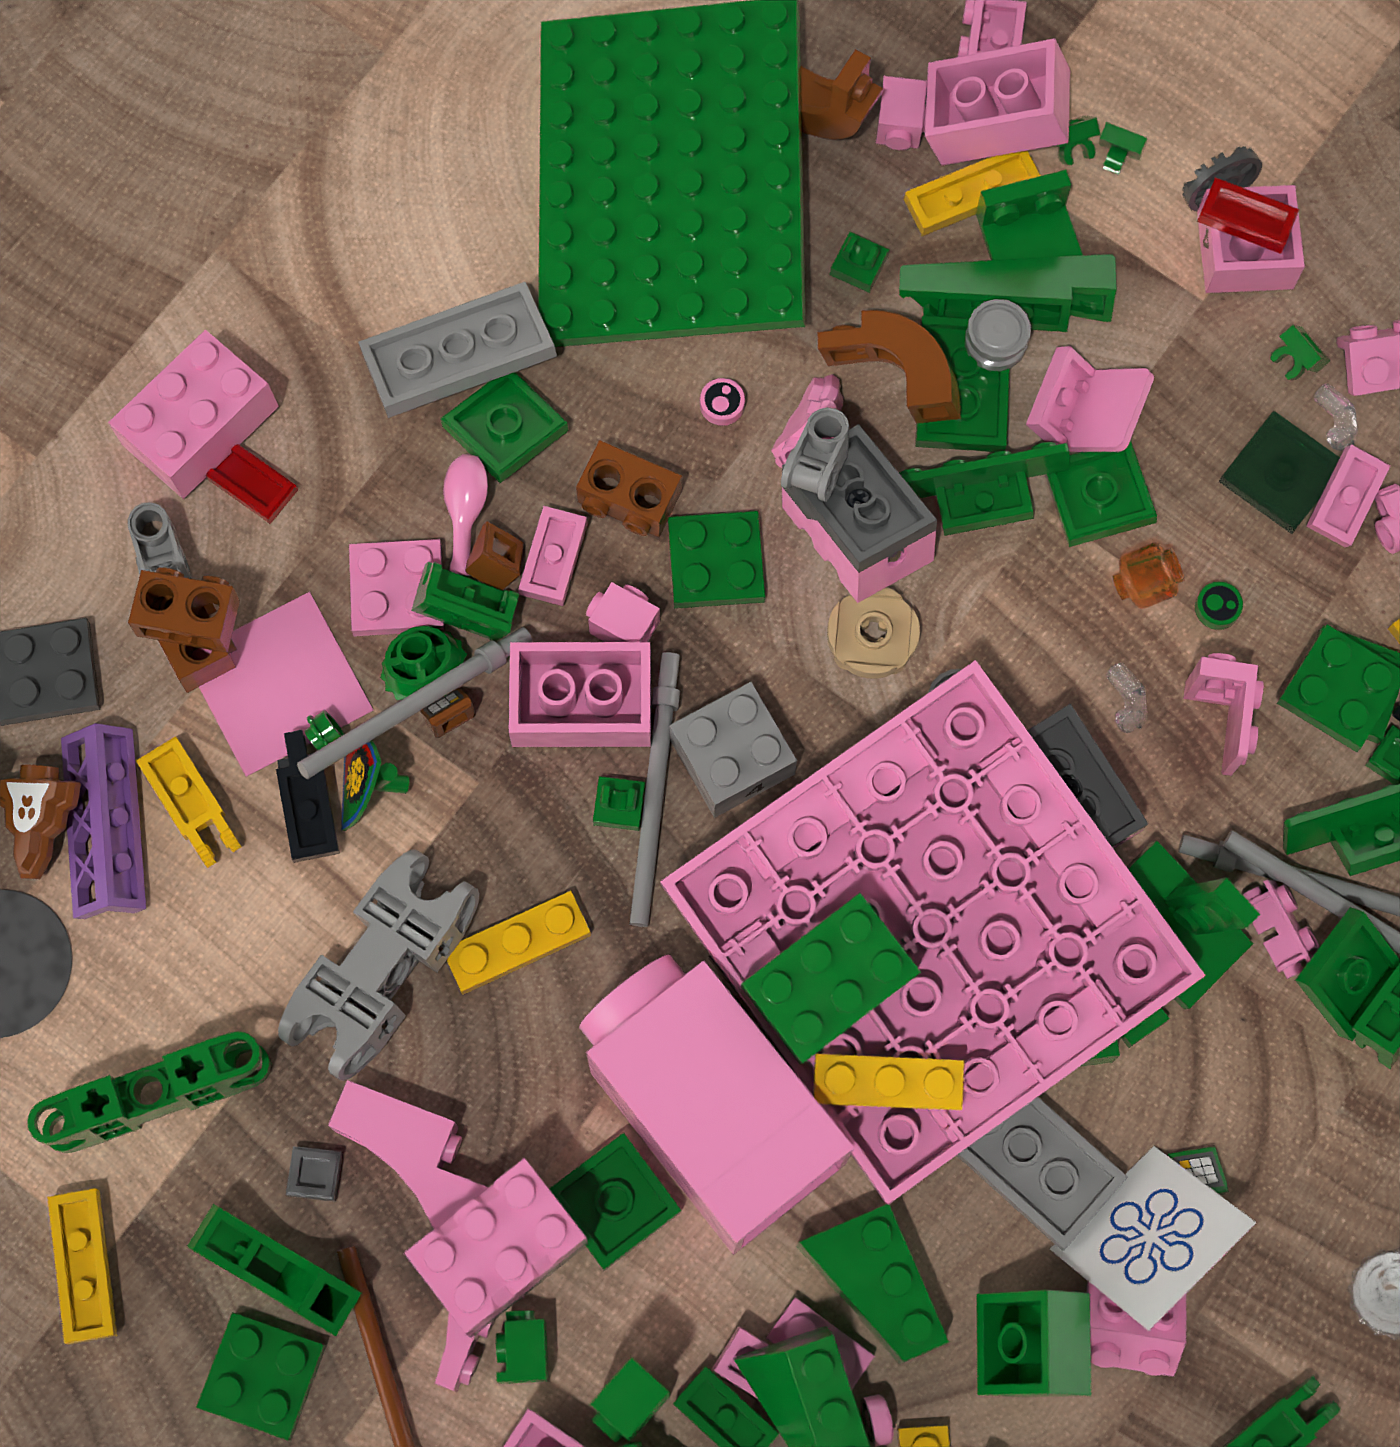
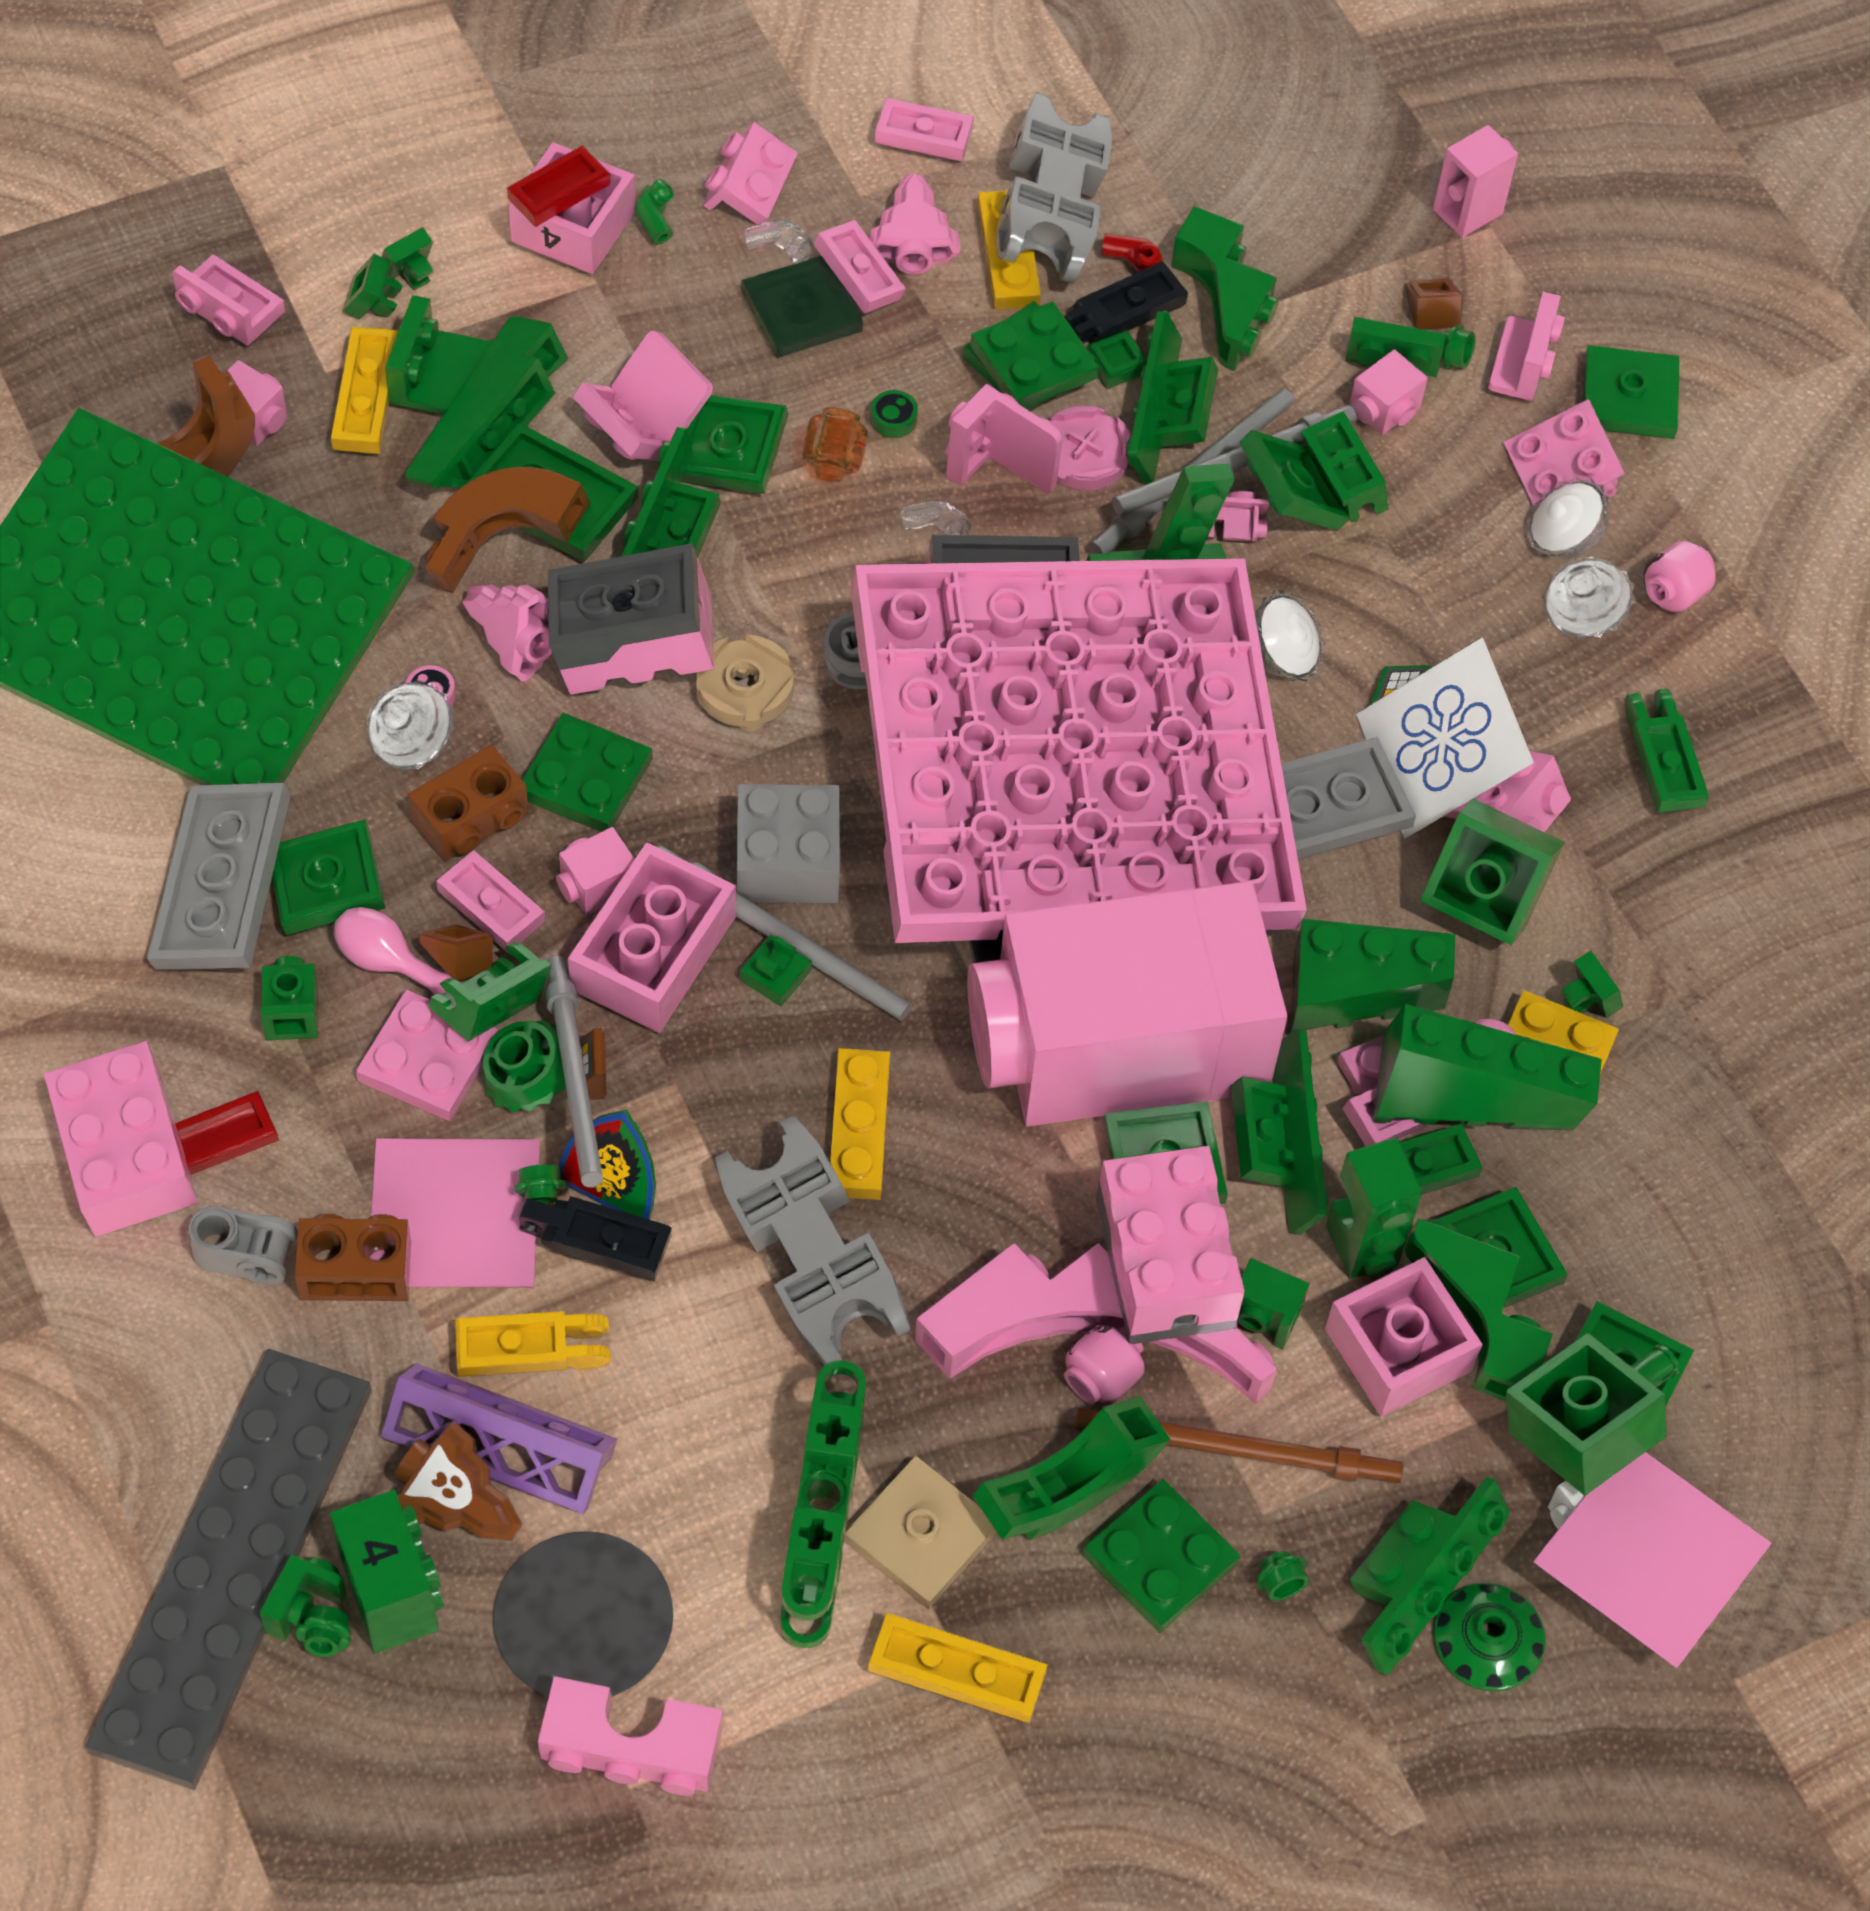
camera: 65 degrees left, 15 degrees down
(180, 620) = (352, 1231): dark orange brick -> none
(184, 1175) = (921, 1532): none -> tan plate
(314, 1174) = (984, 1412): flat silver tile -> none
(383, 475) = (289, 999): none -> green brick
(387, 1243) = (1103, 1365): none -> bright pink head
(674, 404) = (409, 725): none -> clear piece
(688, 1282) = (1281, 1135): none -> green bracket
(817, 461) = (566, 598): light grey piece -> none
(830, 978) = (1081, 824): green brick -> none
(859, 262) = (369, 513): green tile -> none
(888, 1082) = (1200, 837): yellow plate -> none
(997, 334) = (530, 431): light grey wheel -> none
(998, 102) = (306, 312): bright pink brick -> none
(1181, 1050) = (1289, 637): none -> white piece
(1239, 169) = (498, 179): dark grey wheel -> none
(1285, 778) = (1091, 448): none -> bright pink tile
(1302, 298) = (650, 210): none -> green arm
(1303, 350) = (702, 228): green tile -> none

